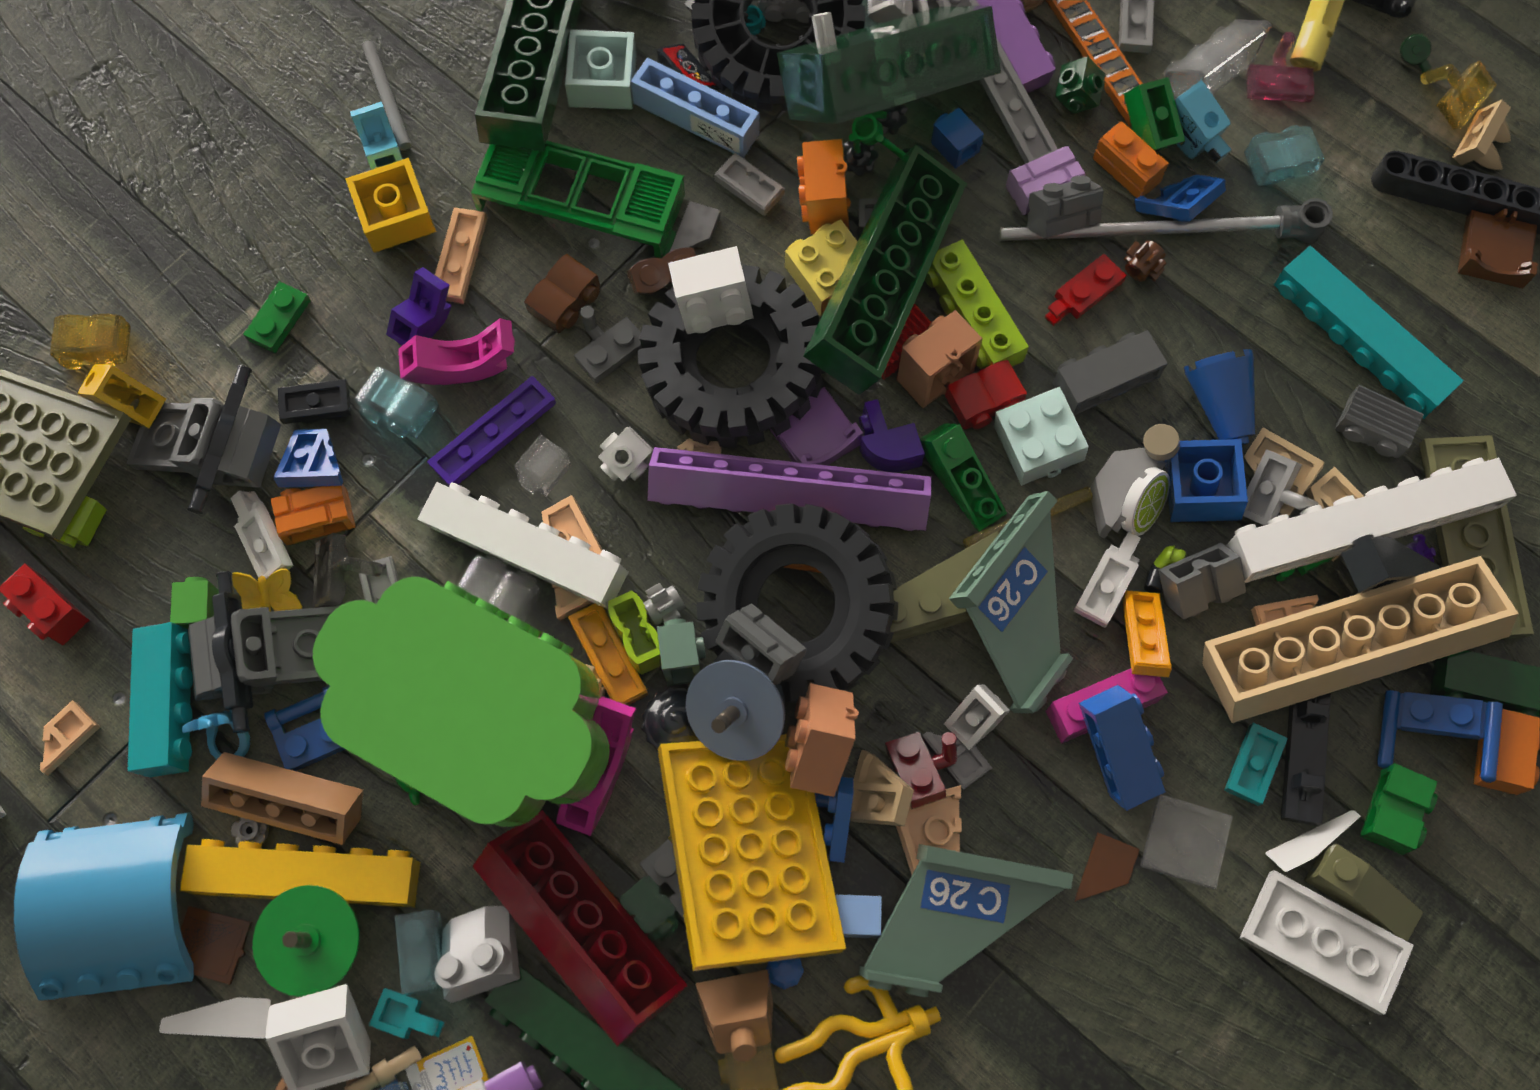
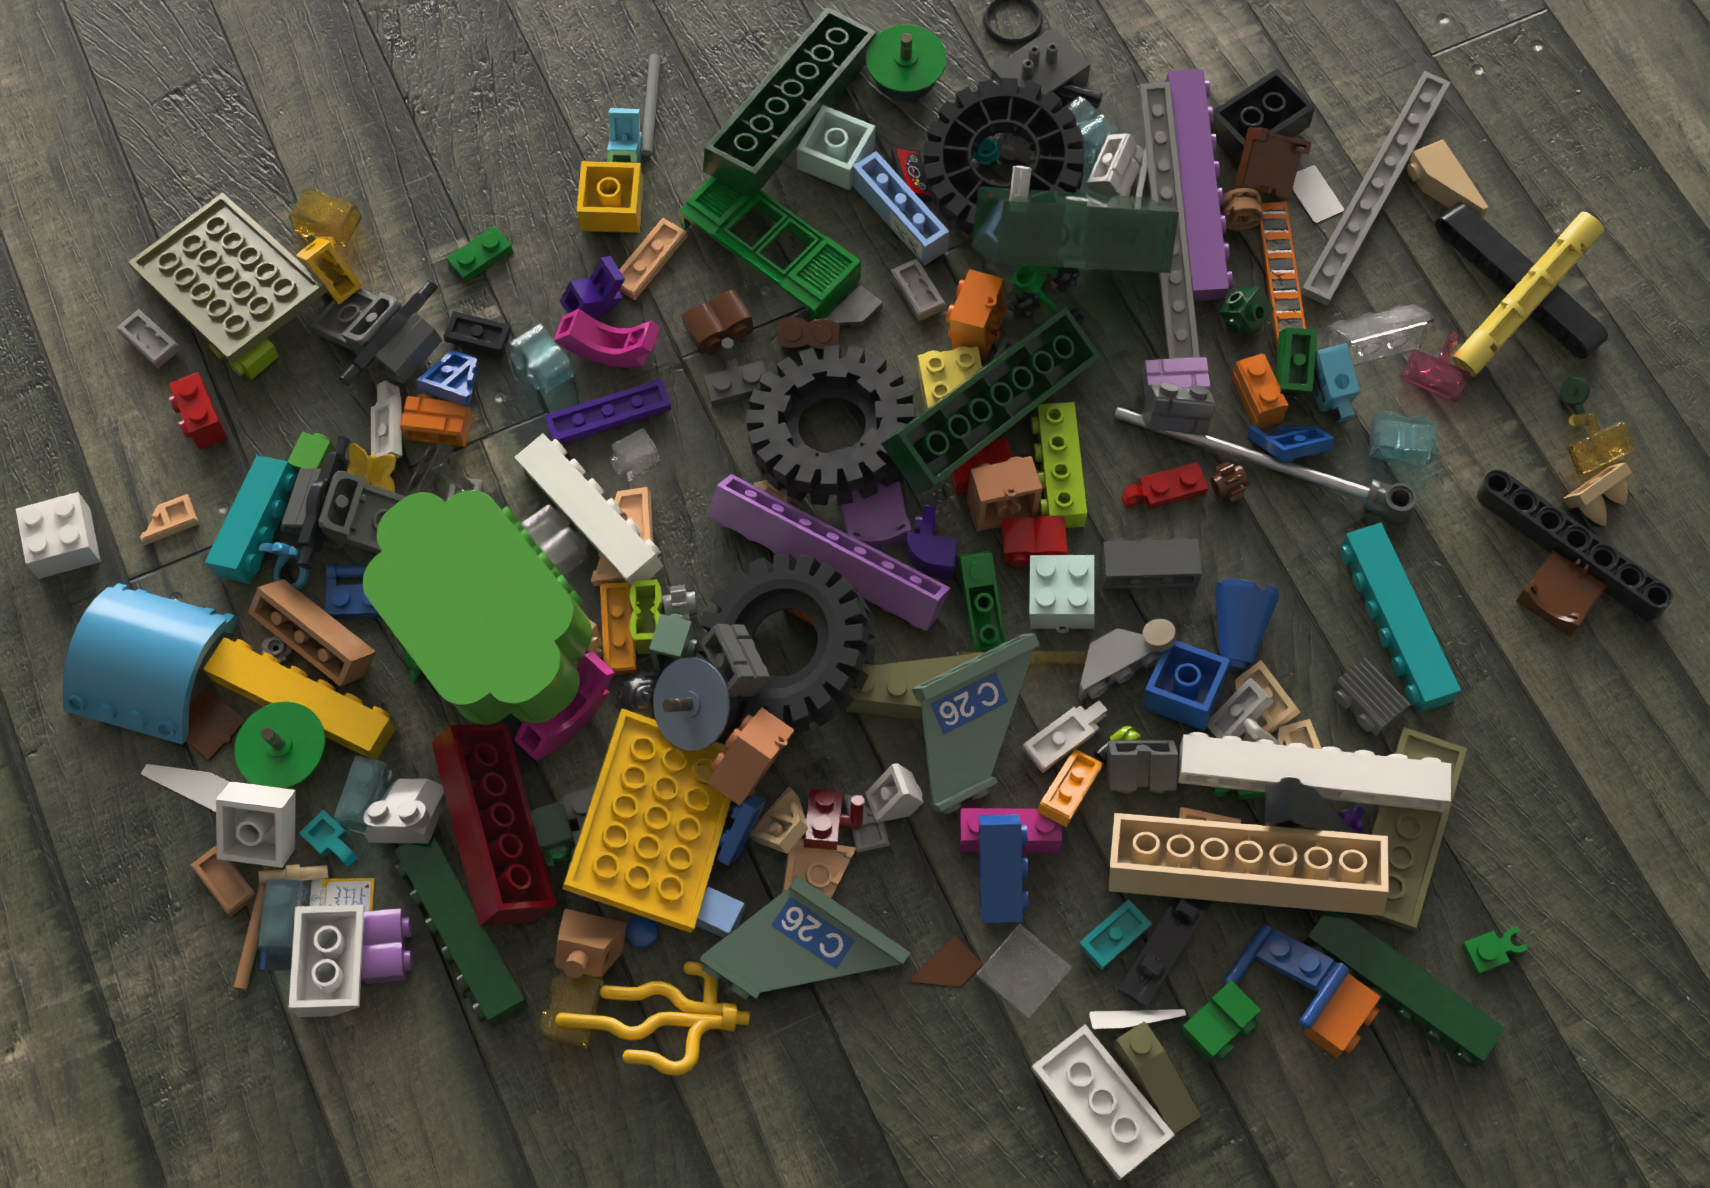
camera: 25 degrees right, 5 degrees down
(636, 448) = (708, 462): white brick -> none
(711, 290) = (830, 362): white brick -> none
(956, 137) = (1115, 315): blue brick -> none
(1145, 501) = (1123, 680): tile -> none

